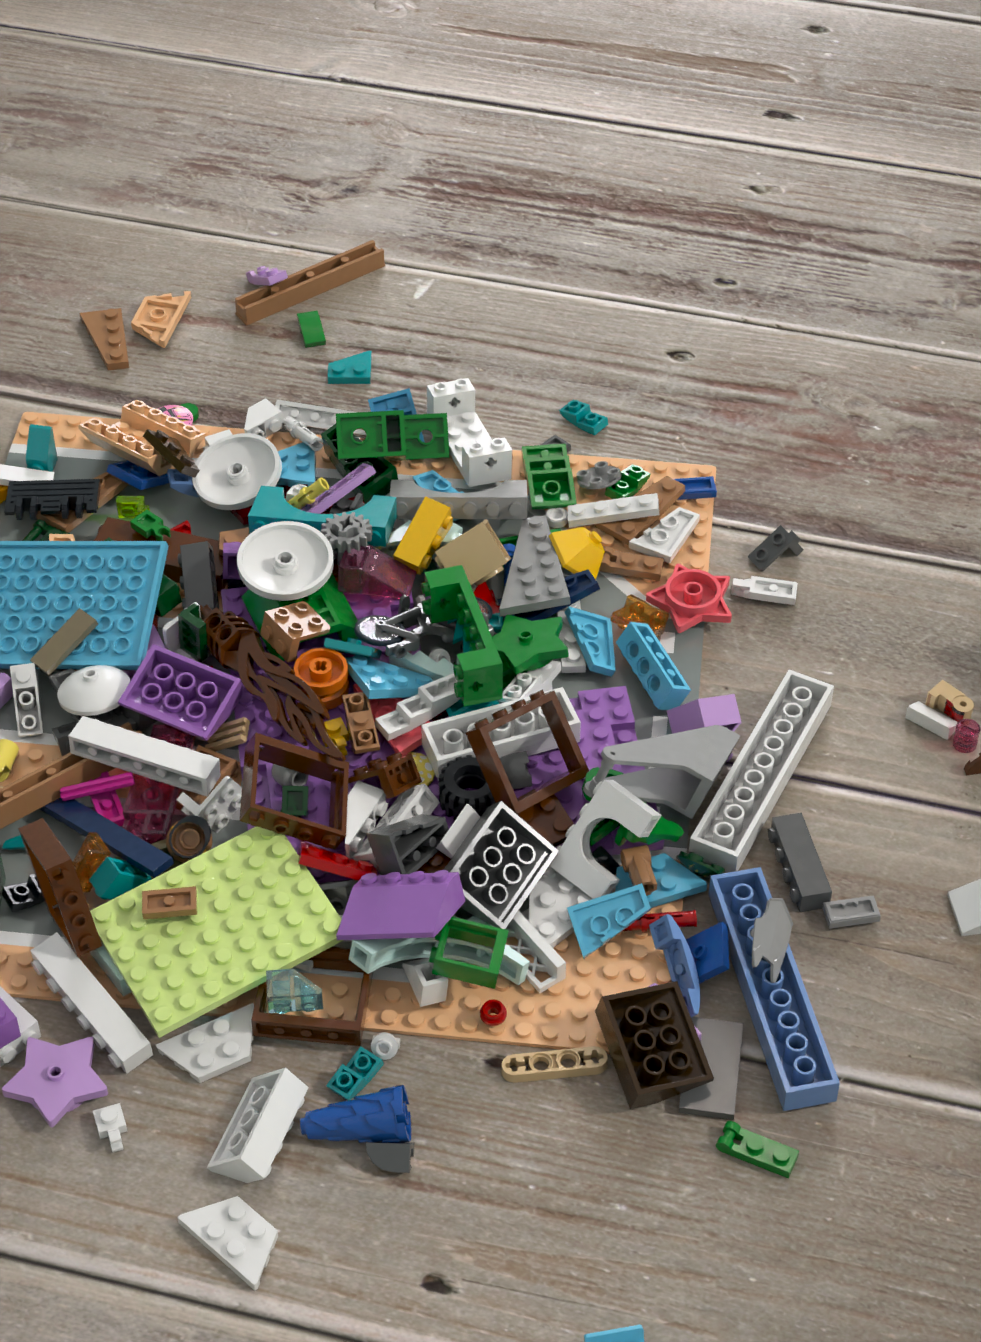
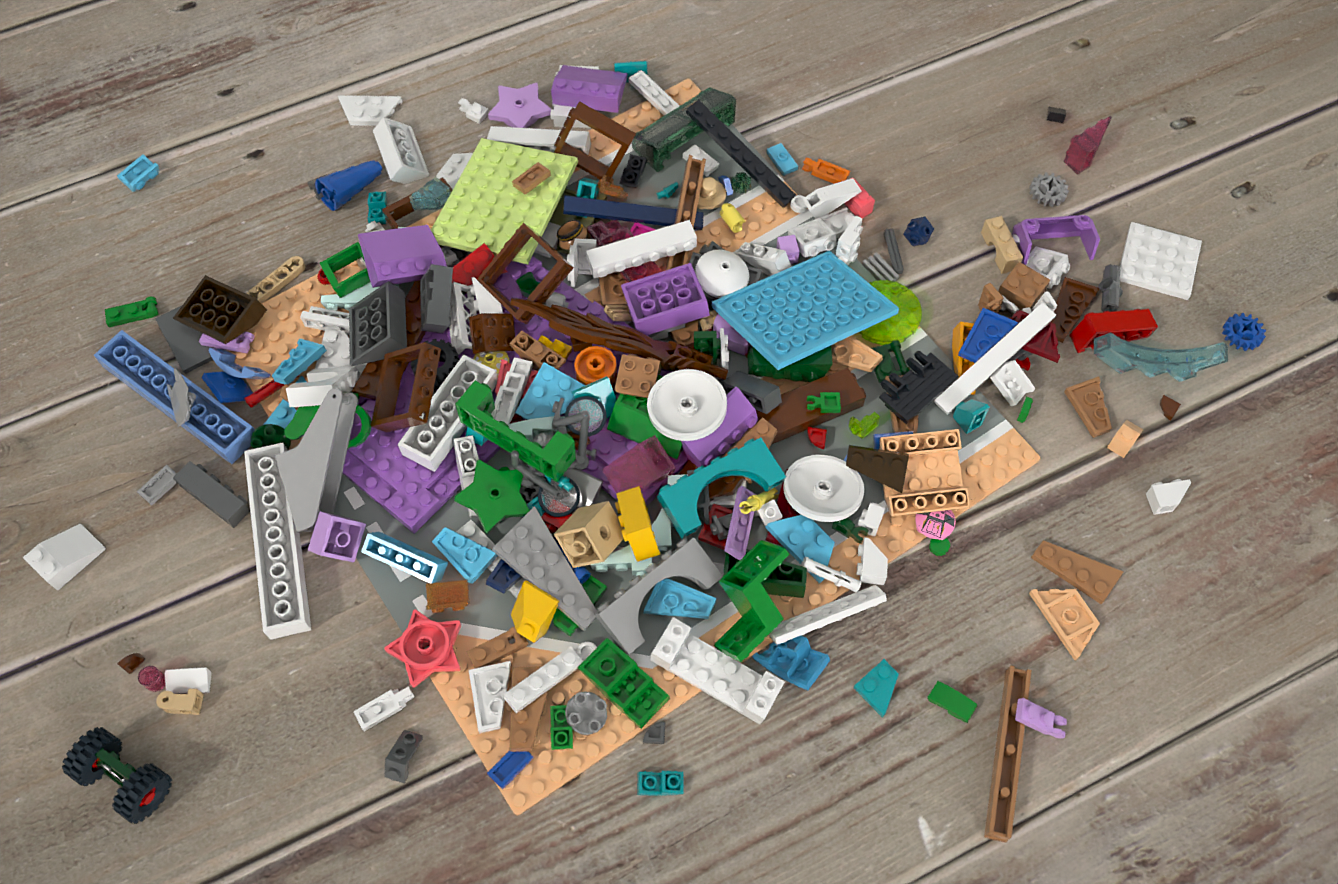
camera: 140 degrees right, 15 degrees up
(64, 641) = (773, 285): dark tan tile -> none
(97, 786) = (663, 222): dark pink axle -> none
(347, 531) = (673, 470): light grey gear -> none
(458, 831) = (414, 326): white slope -> none

